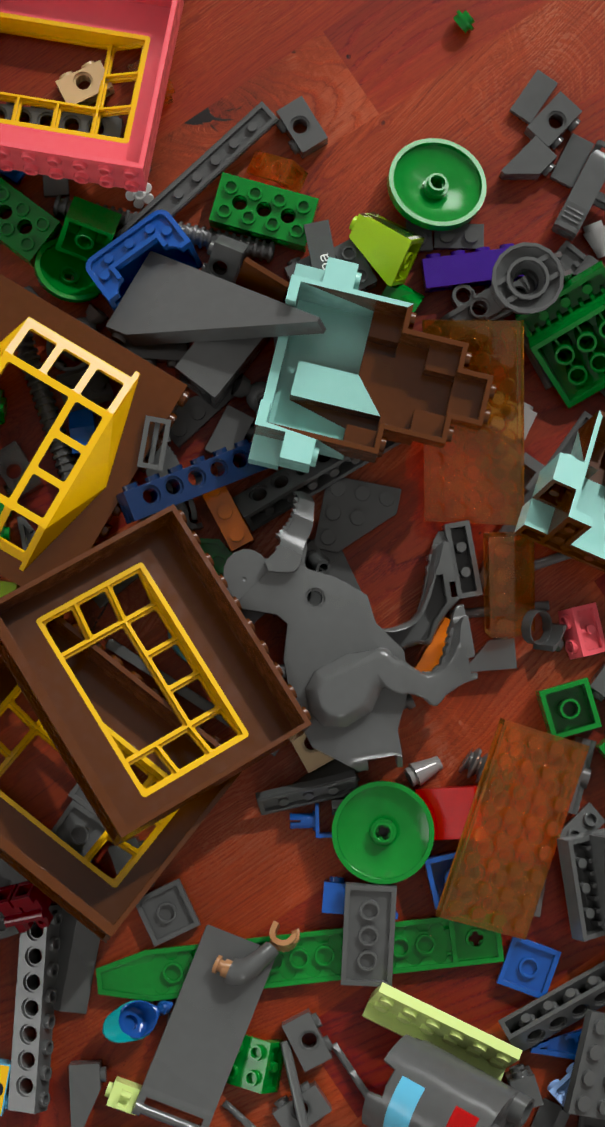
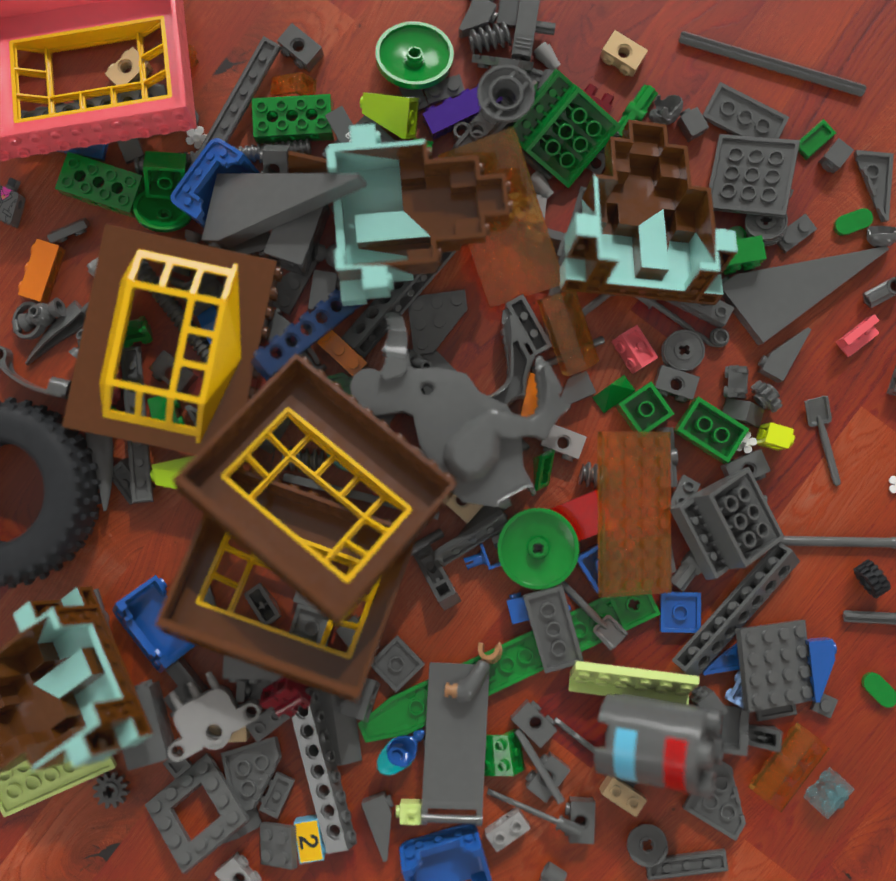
camera: 15 degrees left, 0 degrees up
(31, 787) = (263, 604): none -> dark grey slope
(108, 953) = (365, 703): none -> dark grey brick
(146, 633) = (312, 460): none -> dark grey piece
(150, 465) = (268, 330): dark grey tile -> none
(250, 826) = (437, 578): none -> dark grey slope
(254, 777) = (428, 540): none -> dark grey piece
(421, 739) = (542, 469): none -> green slope
(421, 771) = (551, 493): light grey cone -> none
(433, 956) = (607, 629): none -> dark grey piece
(471, 719) = (574, 443): none -> light grey brick
(535, 192) = (489, 37): none -> dark grey piece
(535, 393) = (541, 185): none -> light grey cone
(538, 676) = (613, 394): none -> green slope
(539, 231) = (485, 61): none -> dark grey plate
(551, 921) = (685, 572): none -> dark grey piece
(552, 635) = (613, 359): dark grey piece -> none

